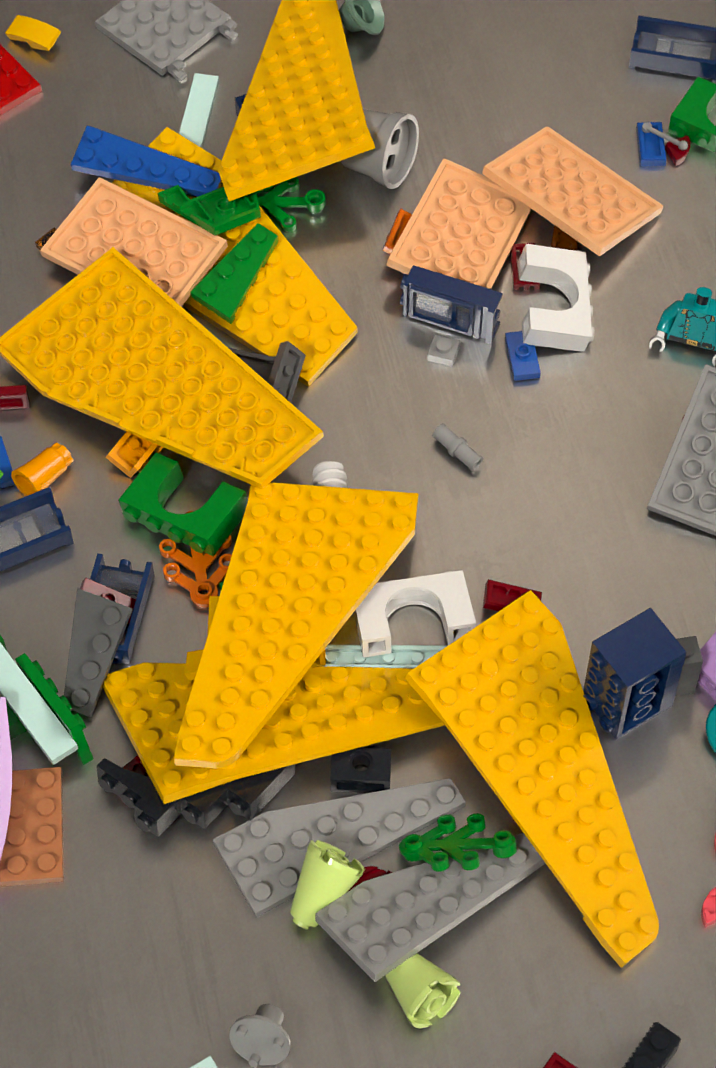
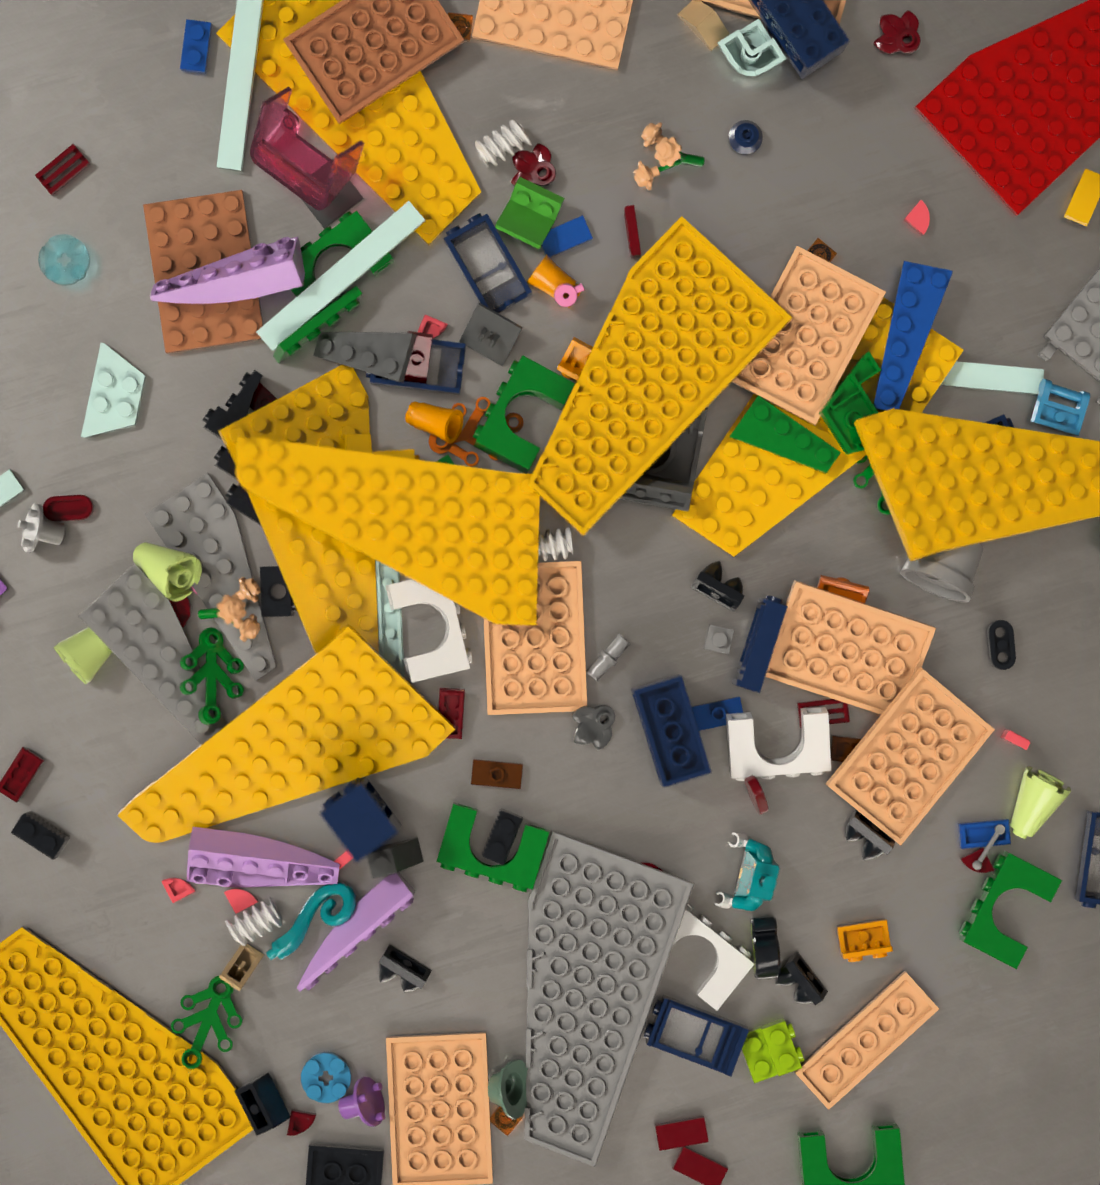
camera: 85 degrees right, 30 degrees up
(29, 162) = (919, 217): none -> coral tile
(58, 450) = (571, 290): none -> bright pink piece
(69, 596) = (432, 326): none -> coral tile
(90, 532) = (490, 334): none -> dark grey piece
(104, 943) = (113, 394): none -> light aqua wing
(179, 590) = (435, 420): none -> light orange plant
(237, 1000) = (68, 508): none -> dark red tile
(240, 63) = (1058, 415): none -> dark azure plate
(379, 792) = (232, 610): none -> light nougat plant
(392, 344) = (709, 584): none -> black tile
(461, 511) = (543, 663): none -> light nougat plate
(462, 118) = (1001, 644): none -> black plate
(526, 461) = (591, 728): none -> dark grey plate
(539, 380) = (671, 730): none -> dark blue brick
(557, 111) = (1015, 739): none -> coral tile
(582, 562) = (496, 774): none -> reddish brown plate
(609, 317) = (756, 794): none -> dark red tile
(620, 94) = (1036, 801): none -> yellowish green cone
(652, 555) = (502, 836): none -> black brick
(661, 226) = (877, 840): none -> black tile
(676, 715) = (343, 859): none -> coral tile
(680, 815) = (253, 861): none -> lavender wedge
(688, 541) = (519, 870): none -> green arch

